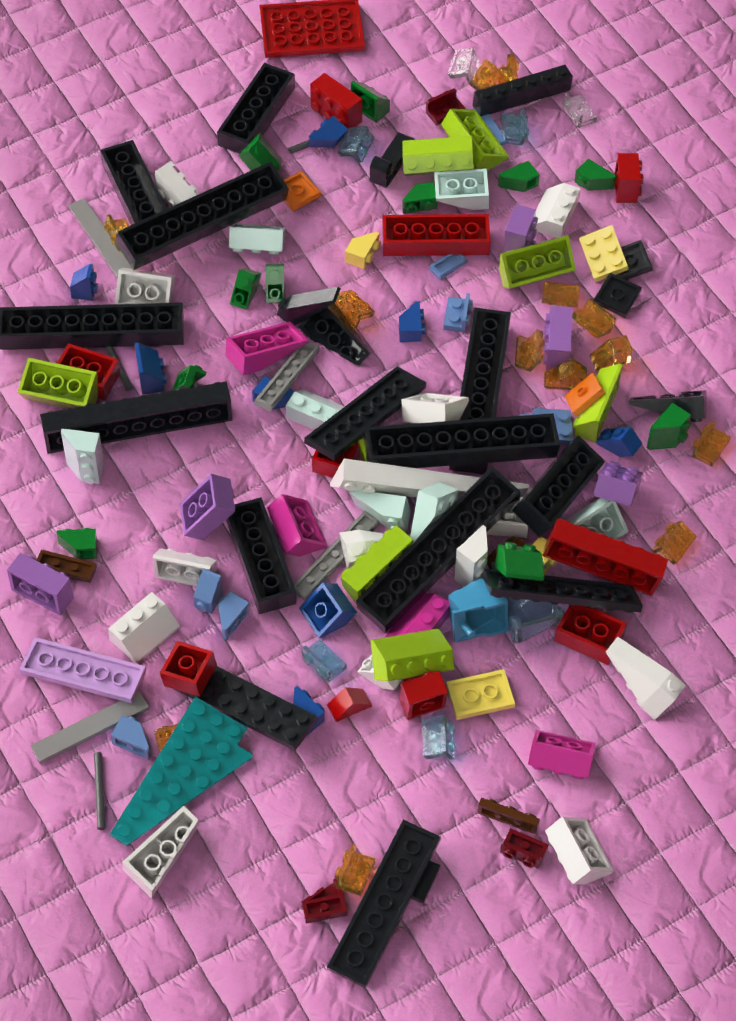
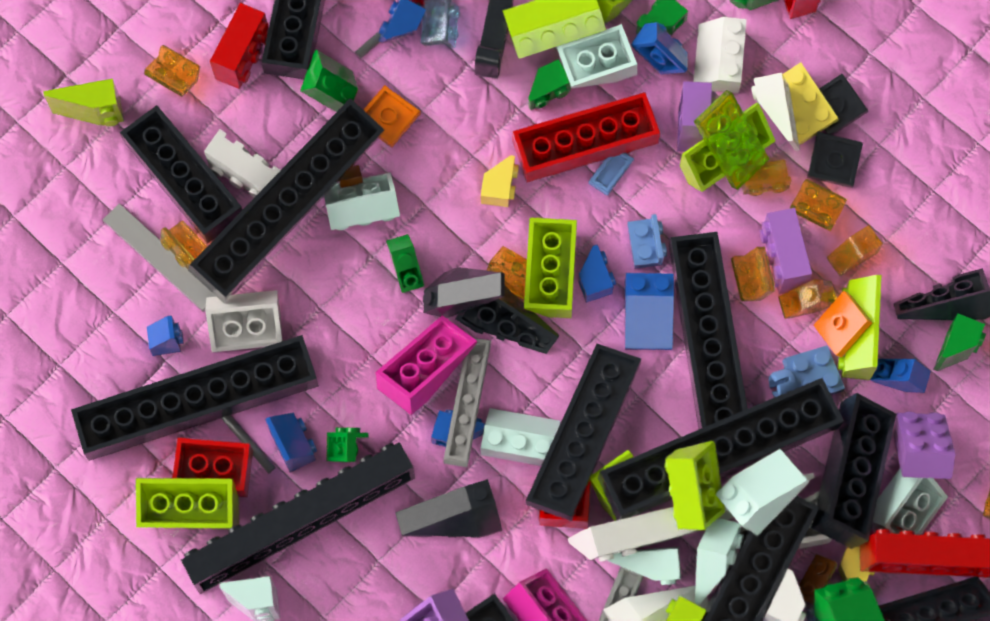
camera: 15 degrees left, 15 degrees up
(84, 128) = (88, 102): none -> lime slope
(153, 127) = (173, 71): none -> clear yellow bracket
(204, 120) = (240, 46): none -> red brick
(245, 287) = (370, 282): green slope -> none
(253, 446) = (459, 513): none -> black wedge
(255, 220) = (352, 177): none -> reddish brown tile
(380, 308) = (550, 267): none -> lime slope
(432, 451) = (694, 486): none -> lime slope
(433, 408) = (666, 400): white slope -> none
(443, 354) = (649, 311): none -> slope
(479, 466) = (762, 491): none -> light aqua slope
(509, 191) = (660, 49): none -> blue slope
(540, 252) = (731, 139): none -> clear neon green plate
(585, 241) = (774, 96): none -> white slope

